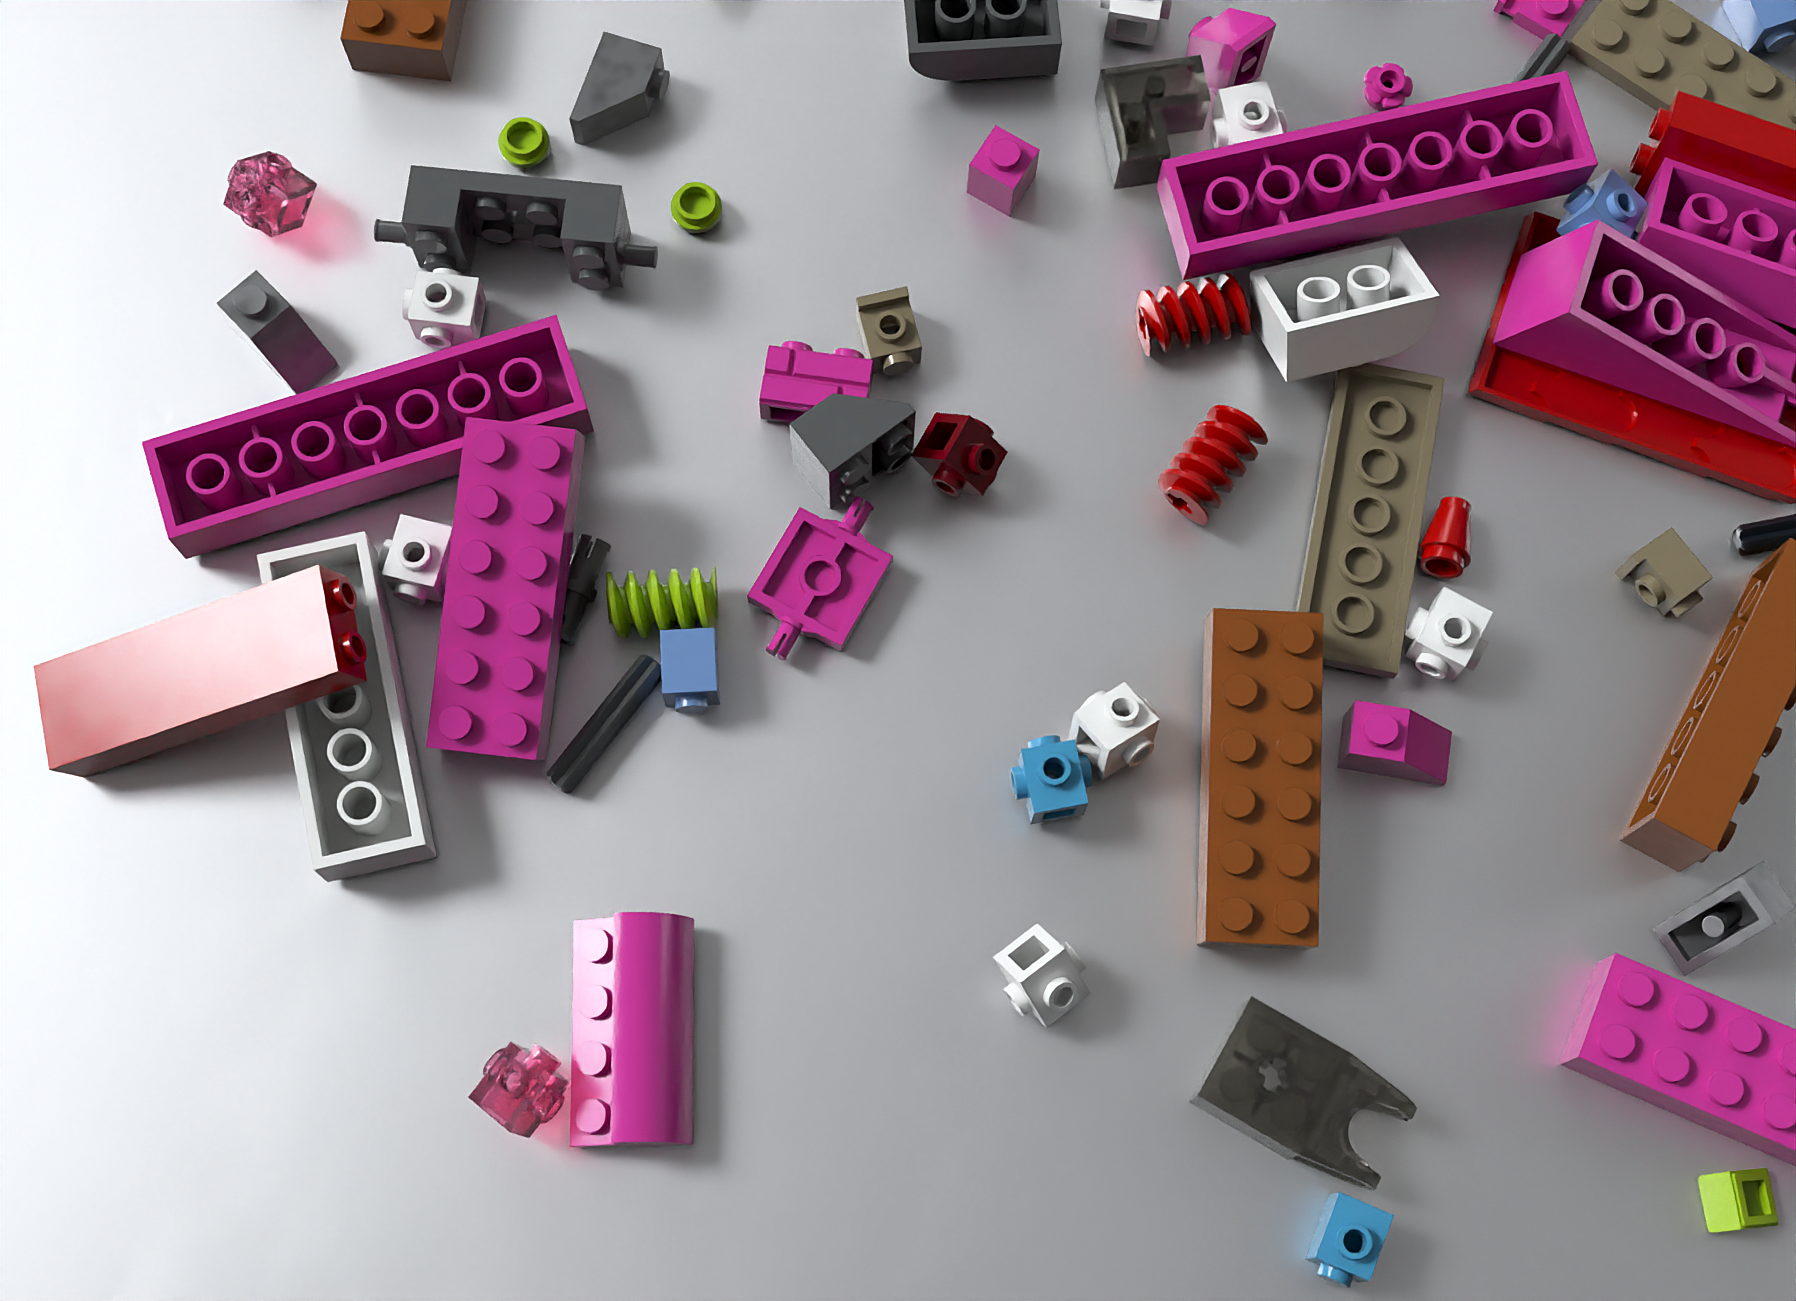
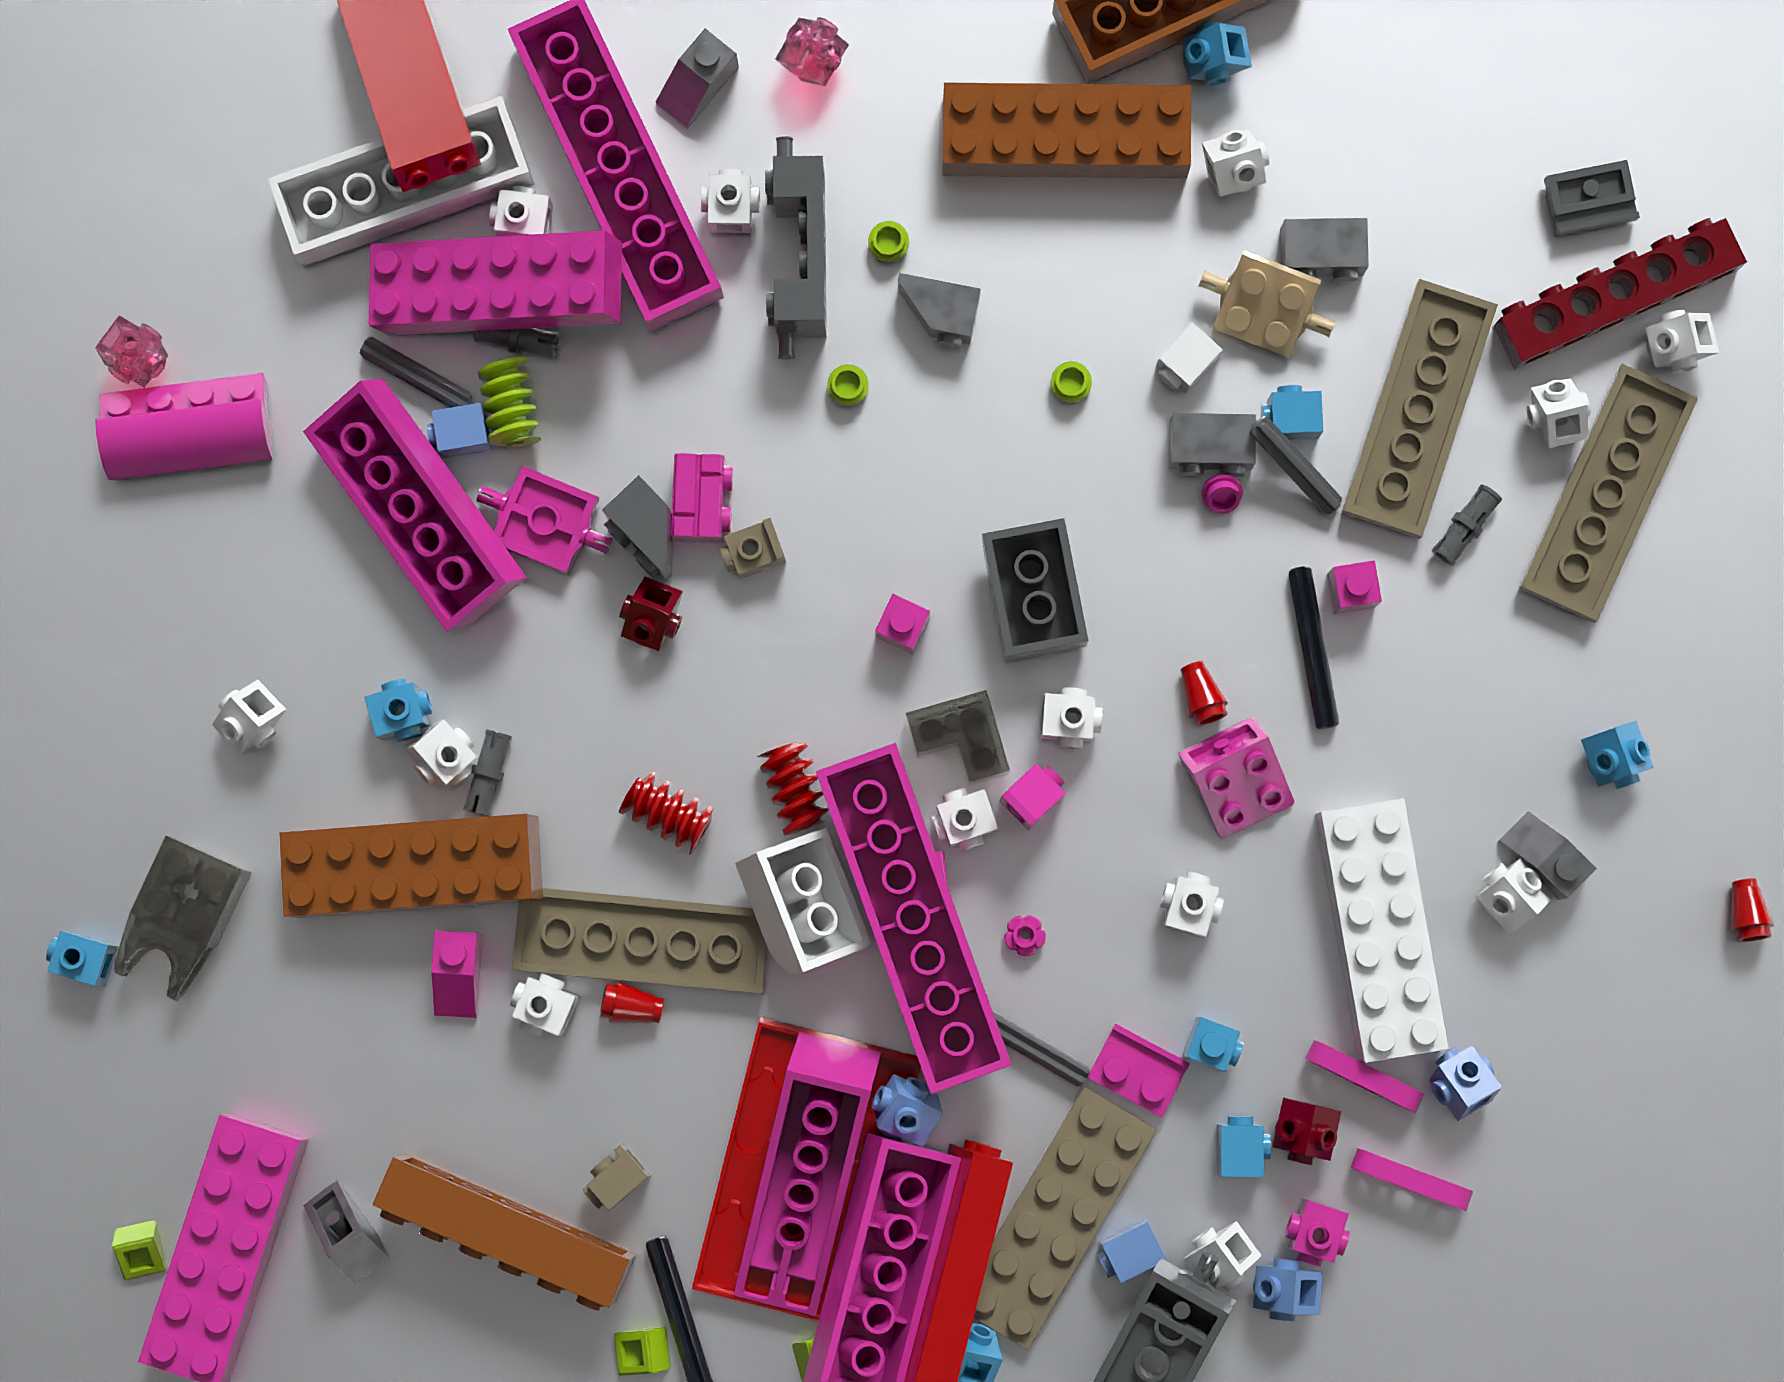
camera: 90 degrees right, 10 degrees up
(784, 726) = (414, 504): none -> dark pink brick
(1157, 689) = (487, 772): none -> dark grey pin

